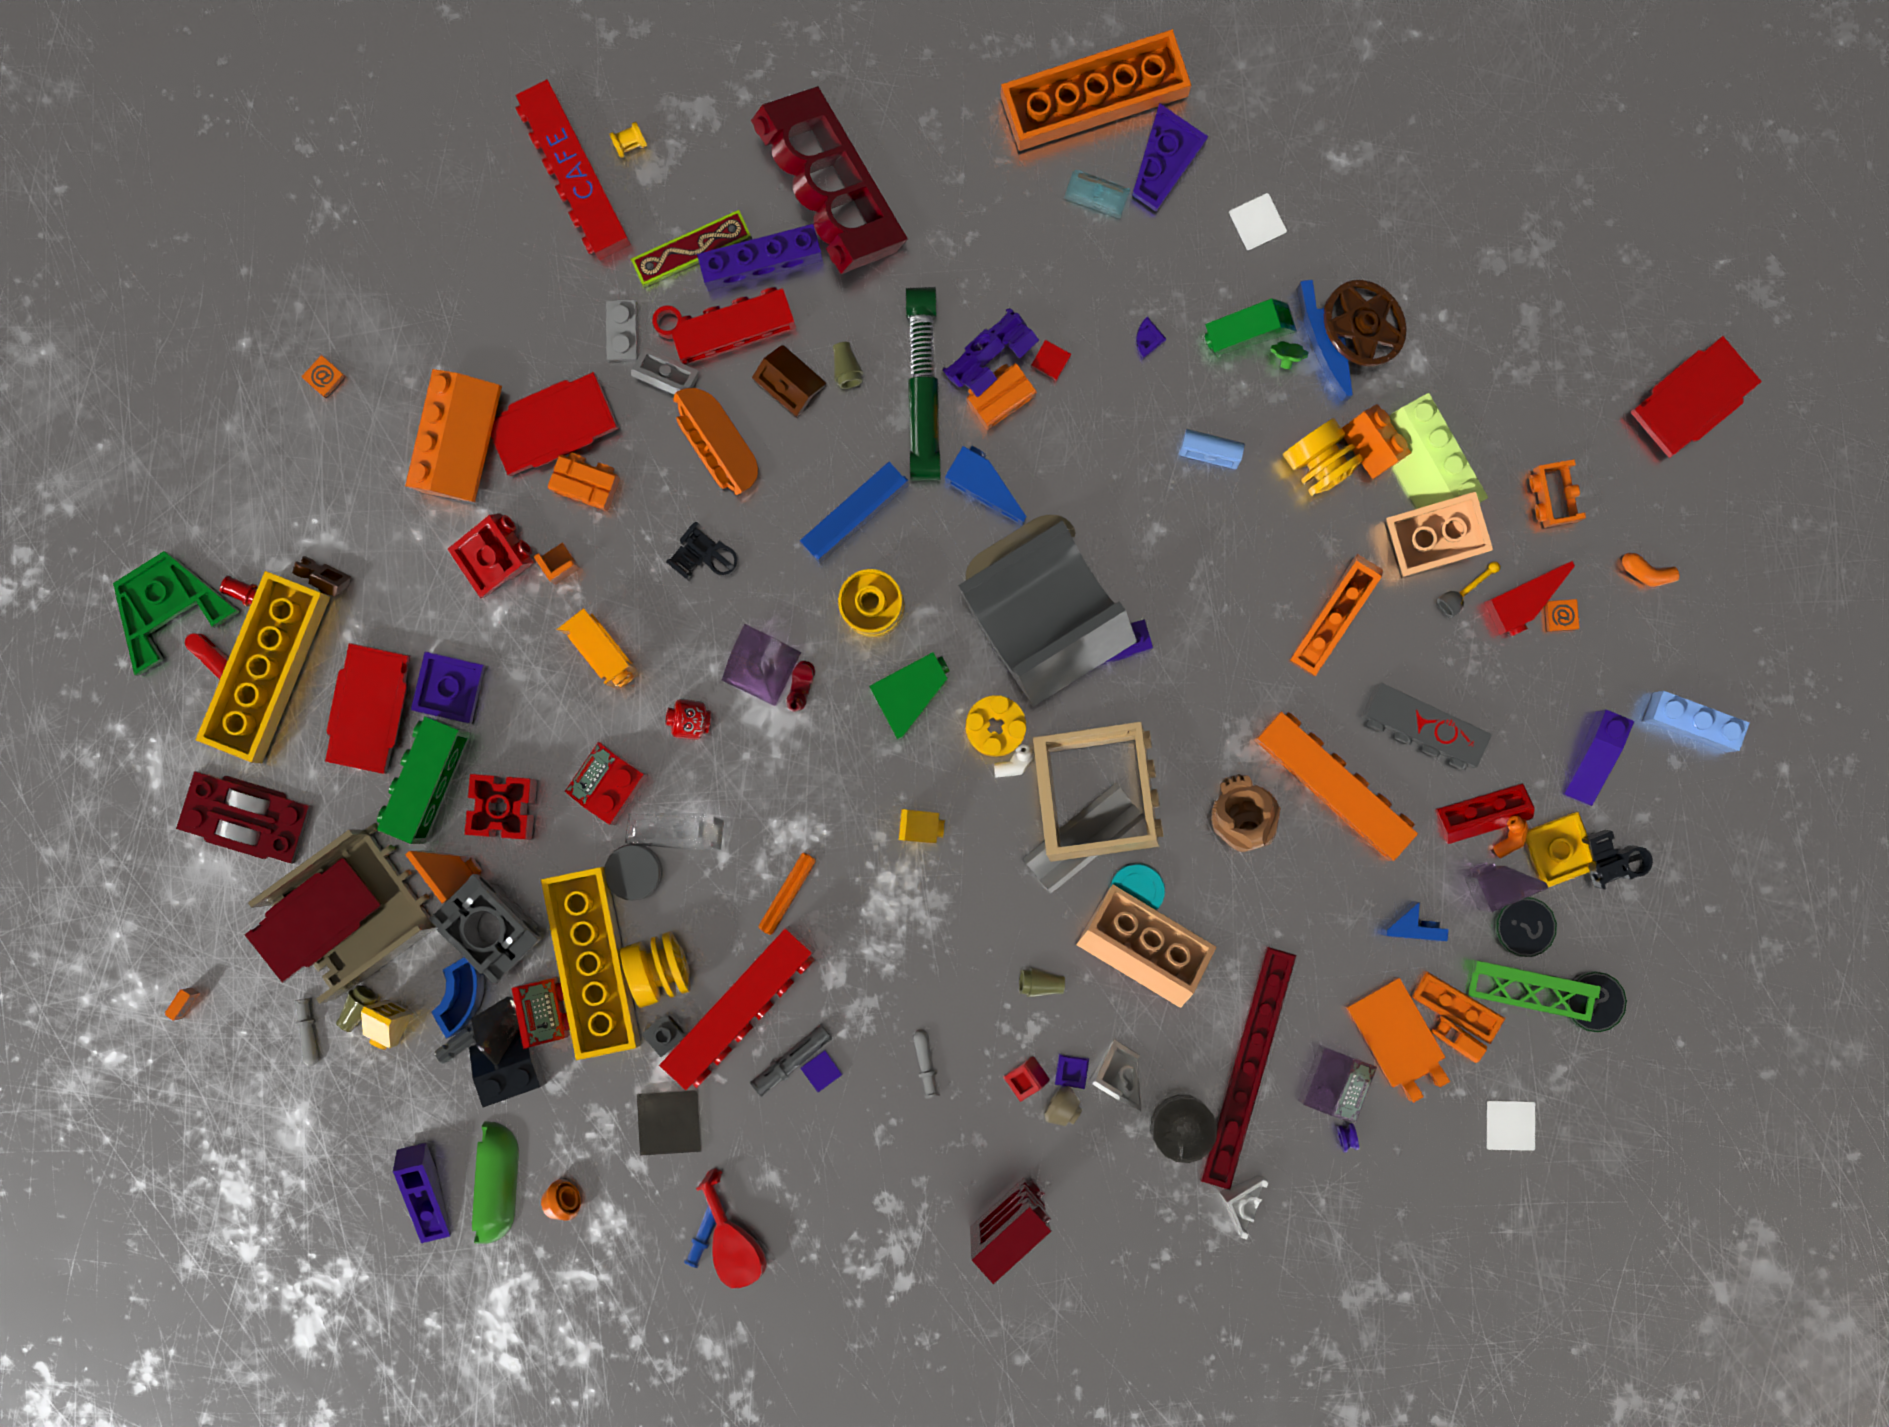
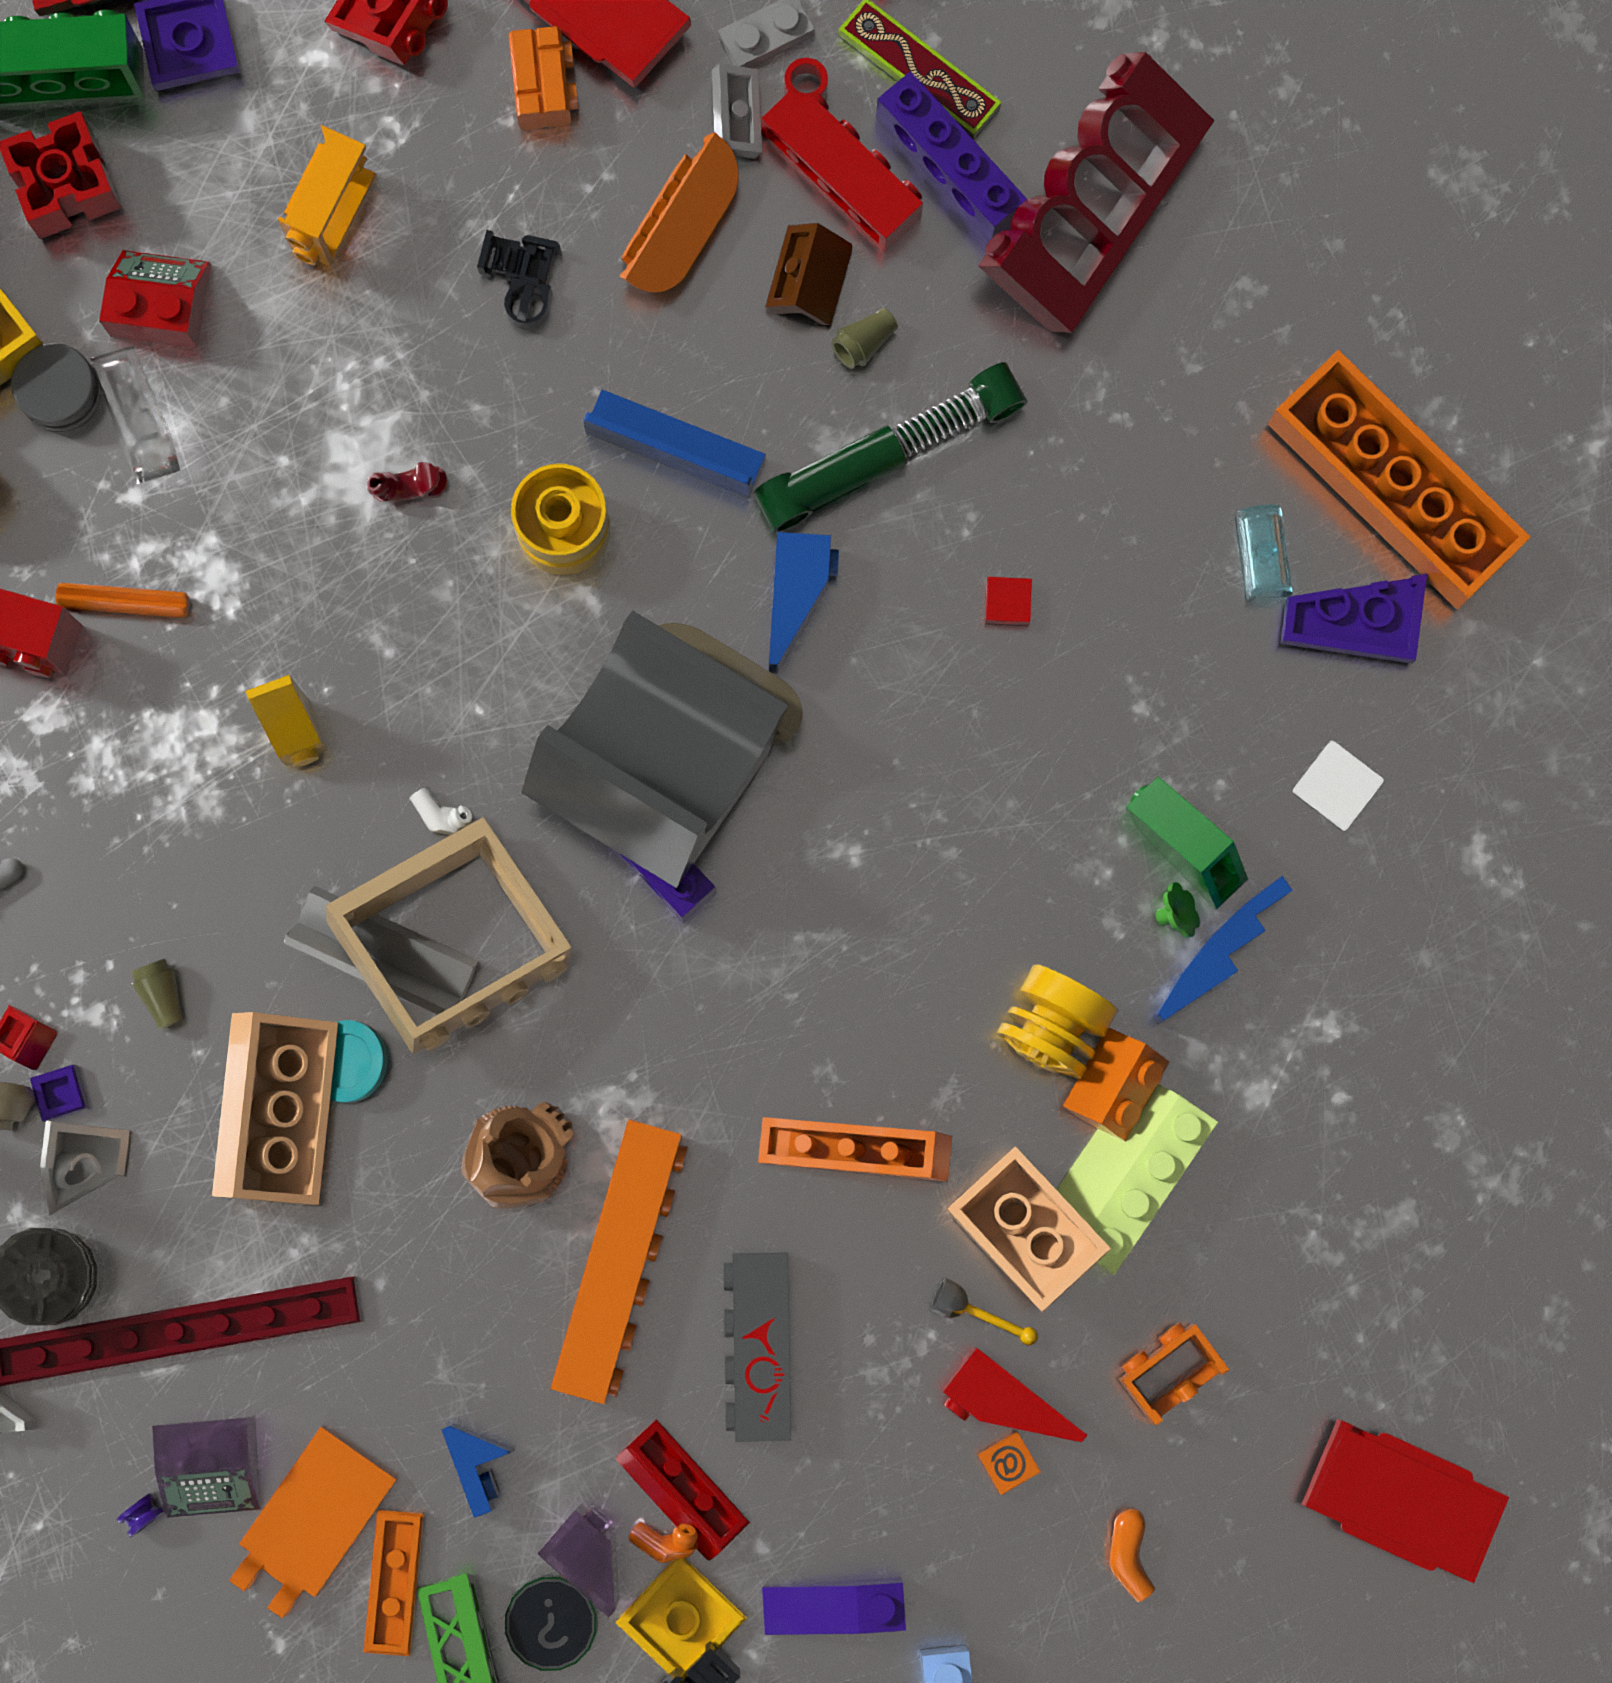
camera: 55 degrees right, 5 degrees down
(557, 563) = (416, 95): orange panel -> none
(688, 719) = (292, 359): red head -> none
(760, 665) = (412, 417): clear purple slope -> none
(910, 691) = (467, 629): green slope -> none
(985, 347) = (1017, 524): dark purple piece -> none
(999, 709) = (469, 737): yellow brick -> none
(1002, 397) = (925, 555): orange brick -> none
(1148, 338) = (1104, 715): dark purple tile -> none
(1211, 449) = (996, 870): light blue brick -> none
(1365, 323) = (1271, 991): reddish brown wheel -> none
(1462, 1041) = (349, 1612): orange bar -> none

